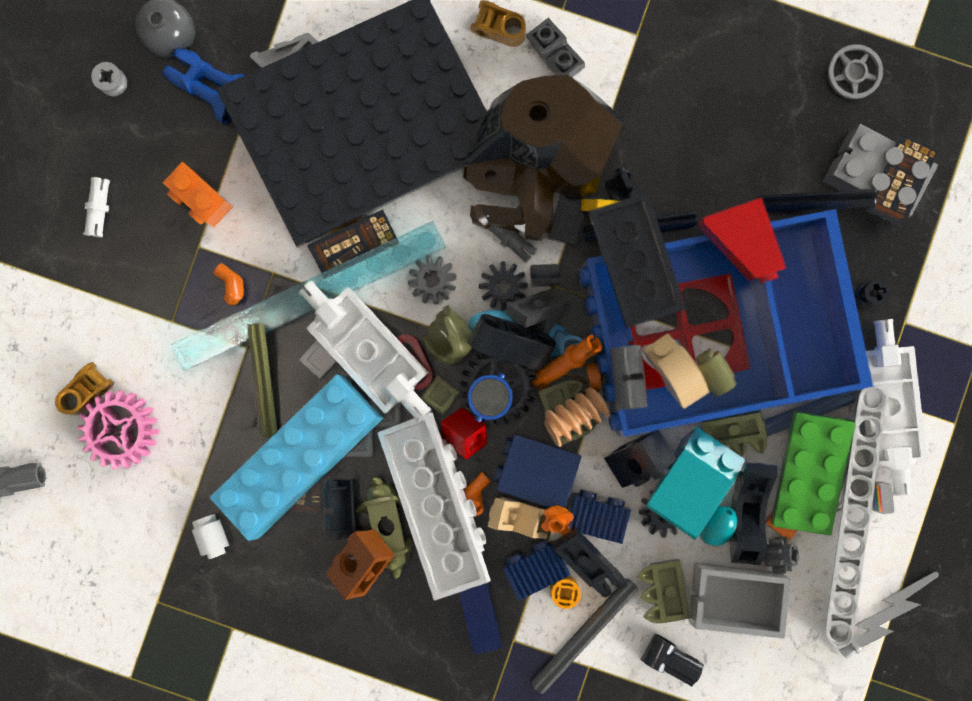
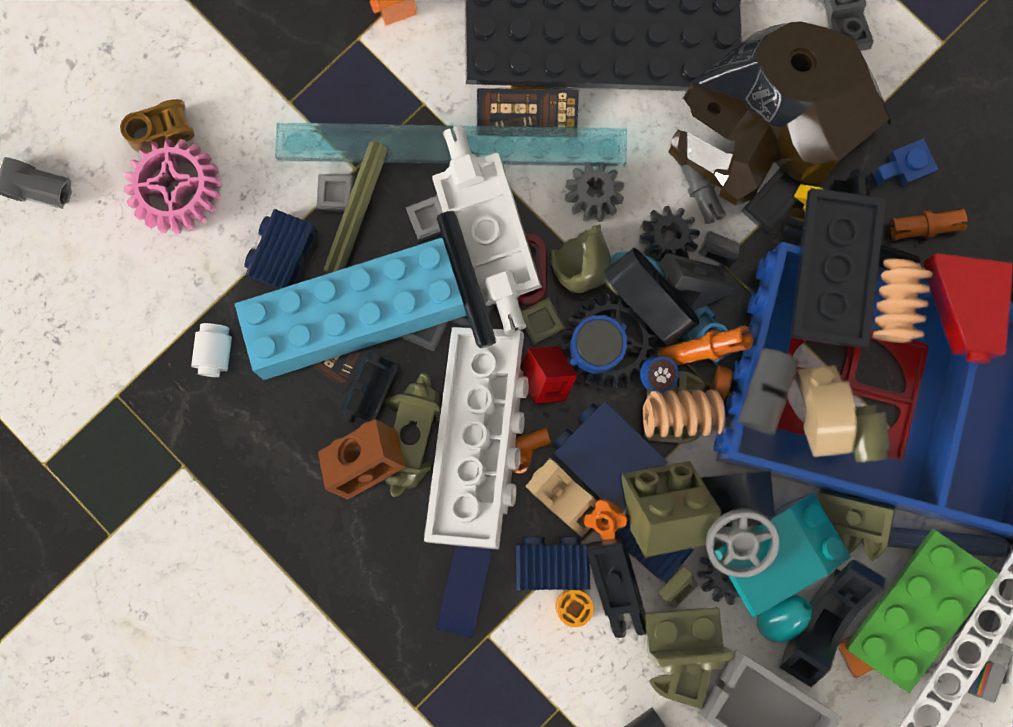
camera: 25 degrees right, 5 degrees down
(222, 439) = (280, 250): none -> dark blue brick
(233, 284) = (375, 94): orange arm -> none
(239, 373) = (334, 192): none -> light grey tile
(370, 395) = (466, 279): none -> black axle
(545, 394) = (659, 374): none -> tile
(584, 636) = (565, 672): dark grey axle -> none
(598, 491) = (668, 508): none -> olive slope
(632, 541) = (678, 588): none -> olive tile
(654, 143) = (907, 164): none -> blue plate
(656, 578) = (686, 639): none -> olive bracket
(662, 493) = (742, 543): none -> light grey wheel
(689, 182) = (928, 224): none -> orange pin
(694, 263) = (901, 301): none -> light nougat piece
(781, 555) = (840, 688): dark grey gear -> none

